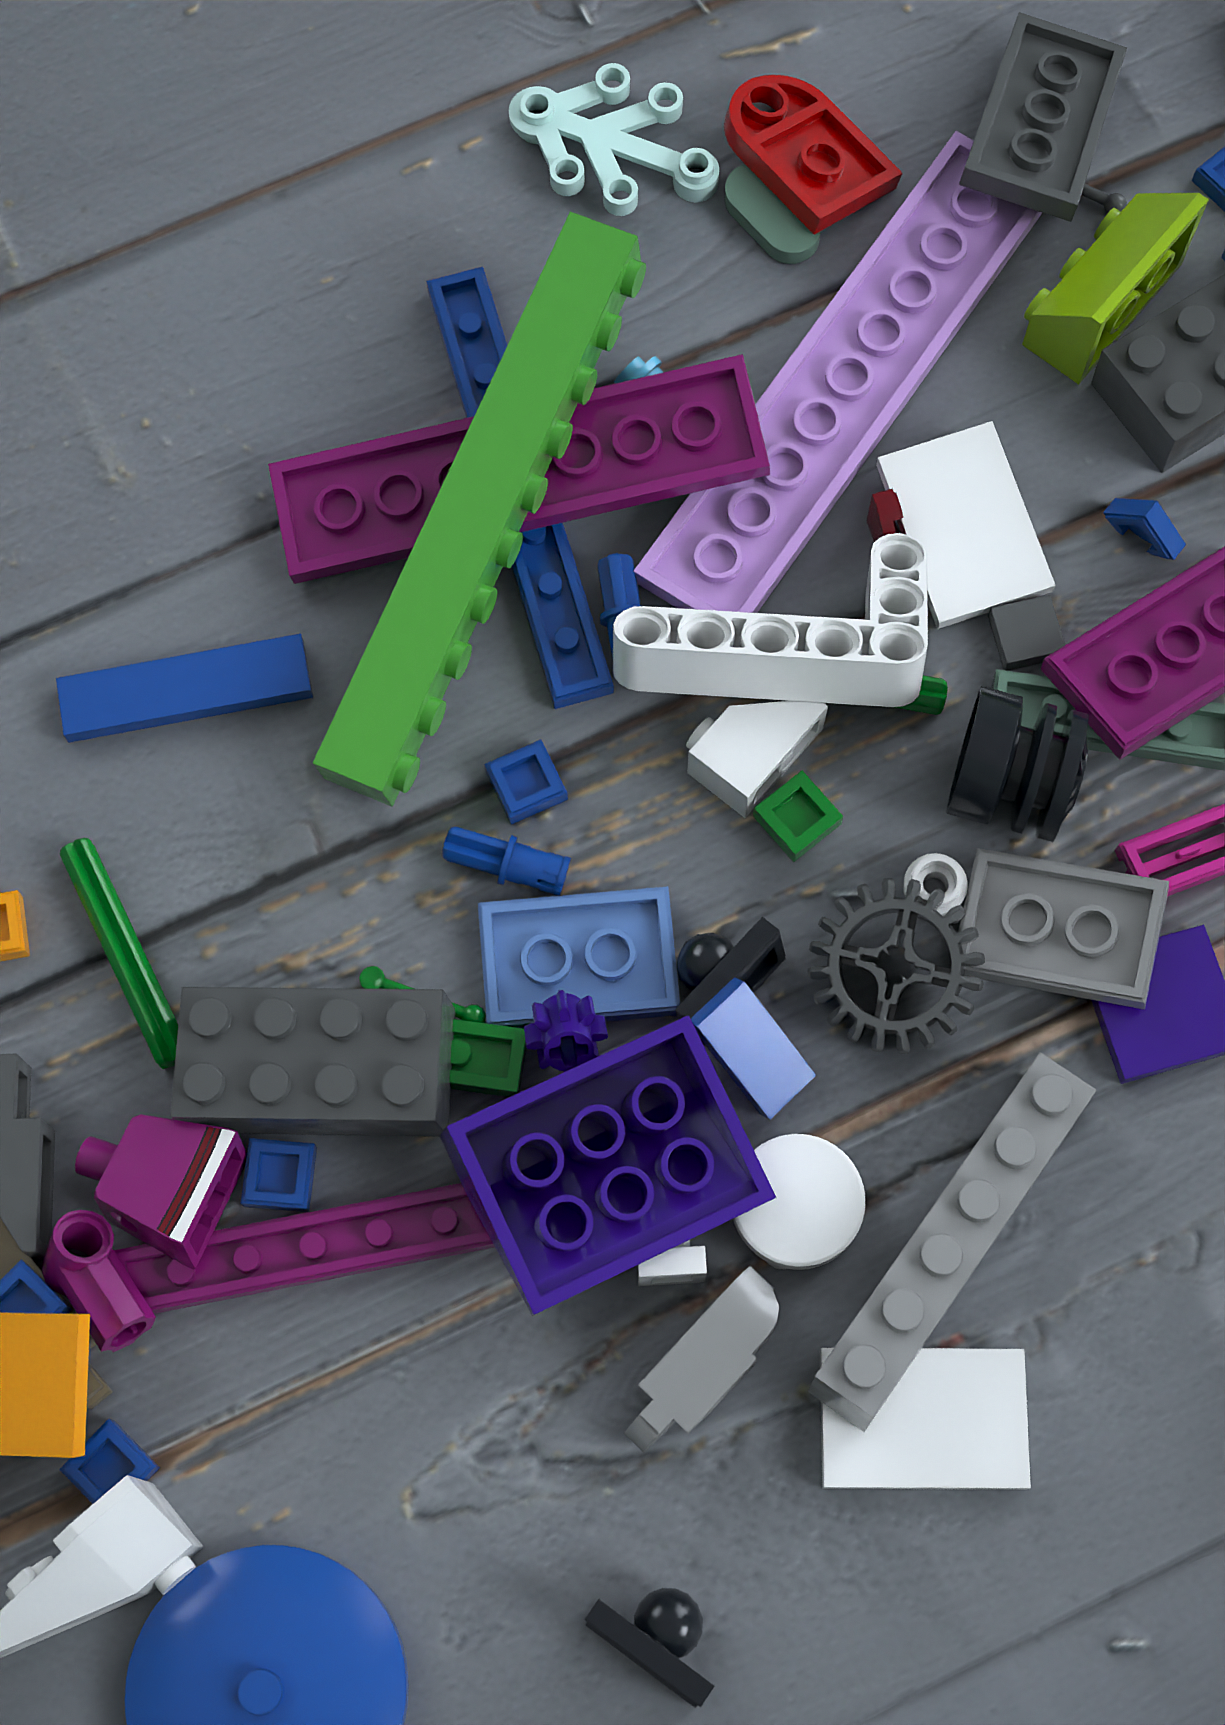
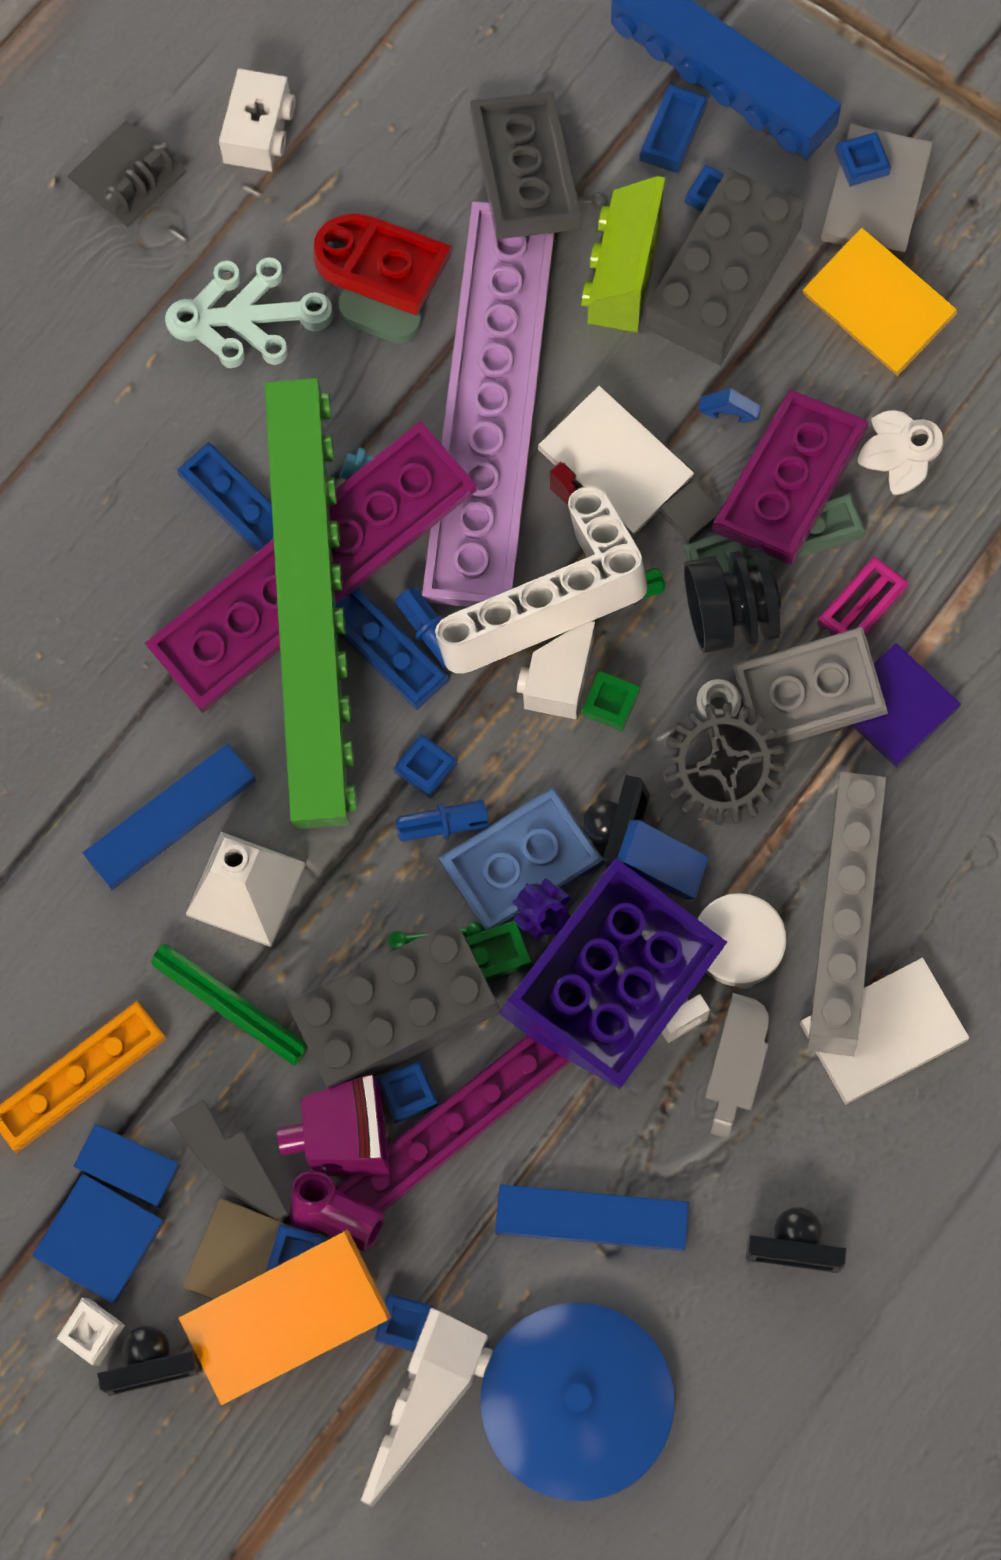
camera: 25 degrees left, 0 degrees up
(223, 817) = (245, 889): none -> white slope
(417, 1461) = (592, 1218): none -> blue tile

